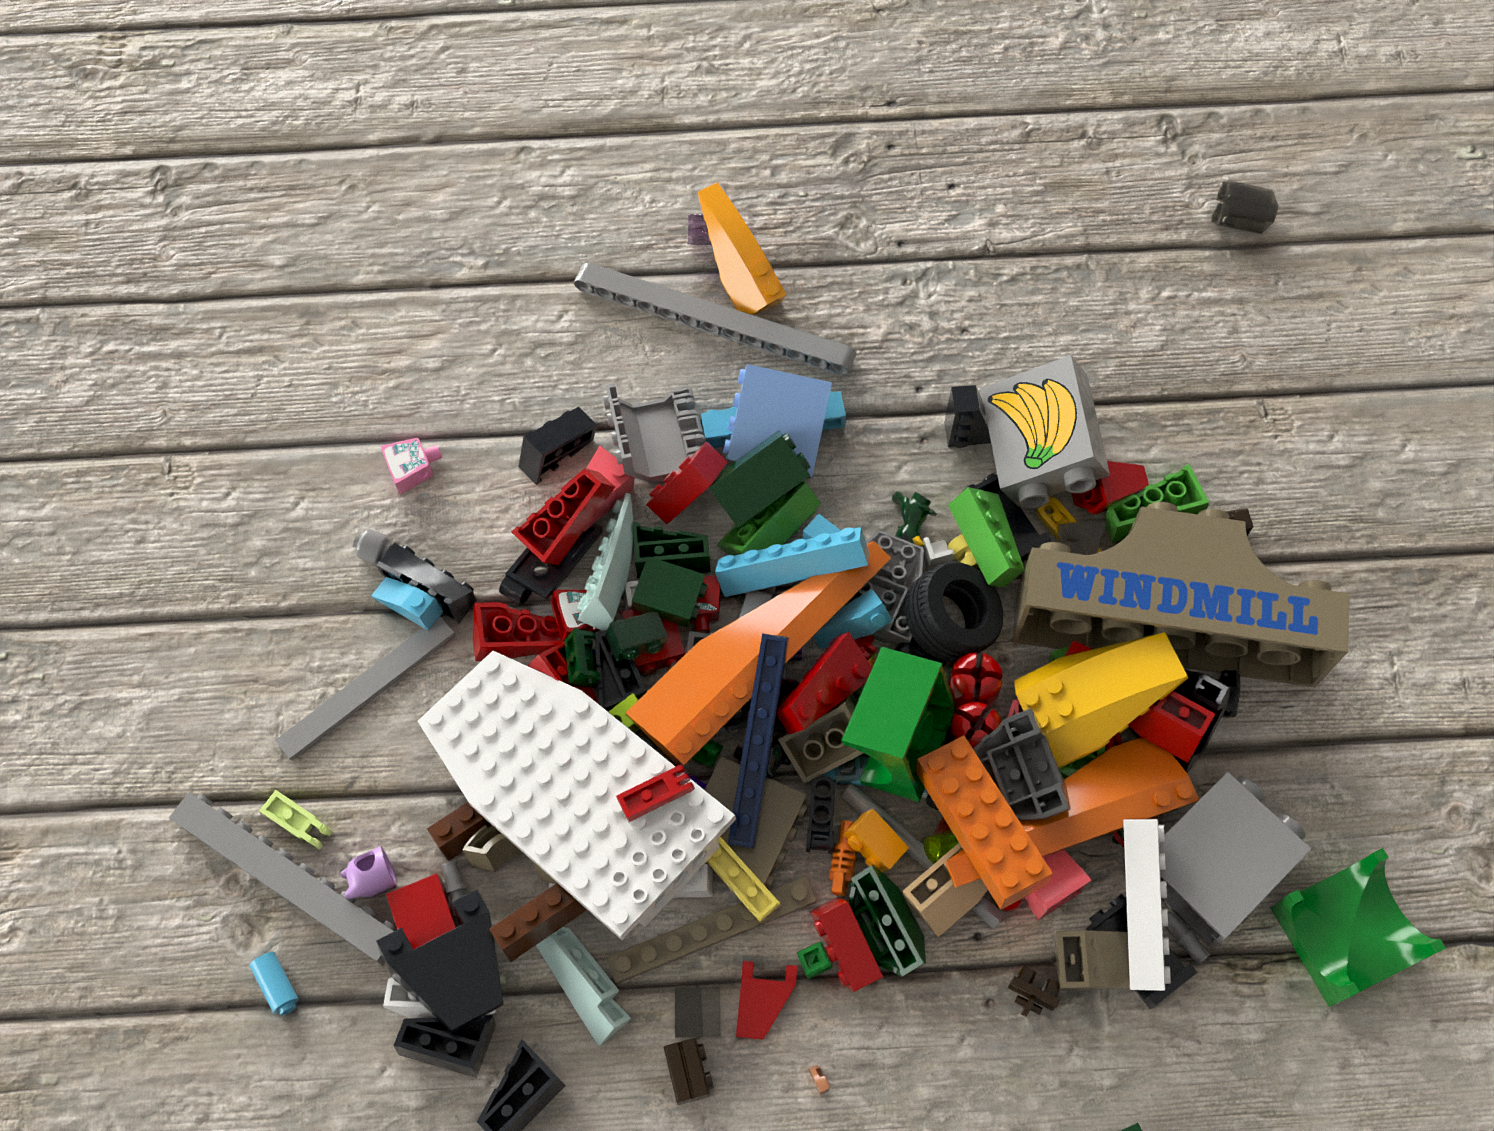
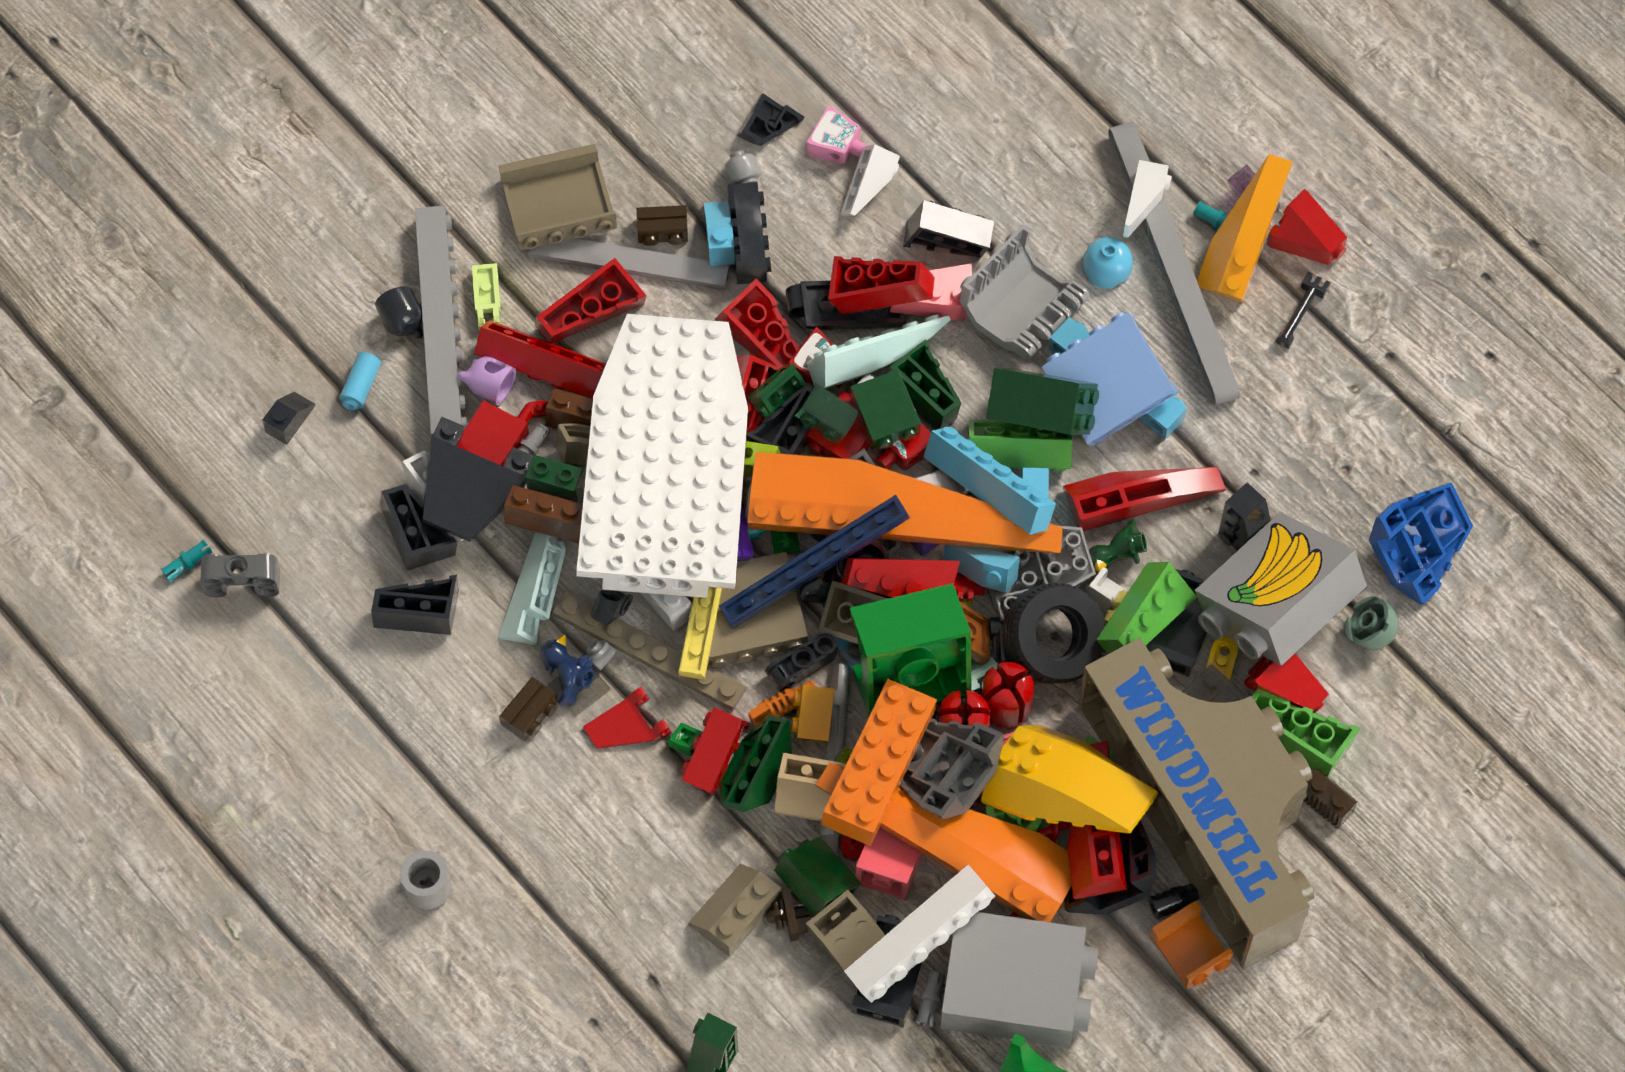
camera: 50 degrees right, 0 degrees up
(246, 901) = (400, 312): none -> black piece
(249, 1071) = (287, 416): none -> black slope
(264, 700) = (557, 197): none -> dark tan panel
(348, 500) = (767, 121): none -> black slope
(361, 639) = (662, 225): none -> dark brown brick
(379, 737) = (593, 301): none -> red wedge
(393, 818) = (540, 359): none -> red brick
(426, 859) = (533, 410): none -> red arm
(464, 463) = (872, 173): none -> white slope
(510, 891) = (554, 478): none -> dark green panel
(647, 286) = (1146, 194): none -> white slope
(653, 935) = (610, 606): none -> black piece
(655, 793) = (703, 513): red hinge -> none
(675, 360) = (1107, 262): none -> medium azure cylinder
(683, 972) = (600, 653): none -> light grey plate
(685, 1008) = (572, 671): none -> dark blue animal
(686, 484) = (993, 351): red wedge -> none
(701, 269) = (1210, 215): none -> teal pin
(771, 217) = (1308, 231): none -> red slope
(813, 251) = (1312, 289): none -> black hinge
(819, 1079) = (597, 807): nougat tile -> none
(873, 476) = (1135, 493): none -> red wedge
(995, 1034) = (736, 908): none -> dark tan slope
(1020, 947) = (815, 874): none -> dark green brick
(1067, 326) = (1419, 539): none -> blue wedge
(1111, 397) = (1372, 623): none -> sand green cylinder
(1276, 709) = (1190, 946): none -> orange panel

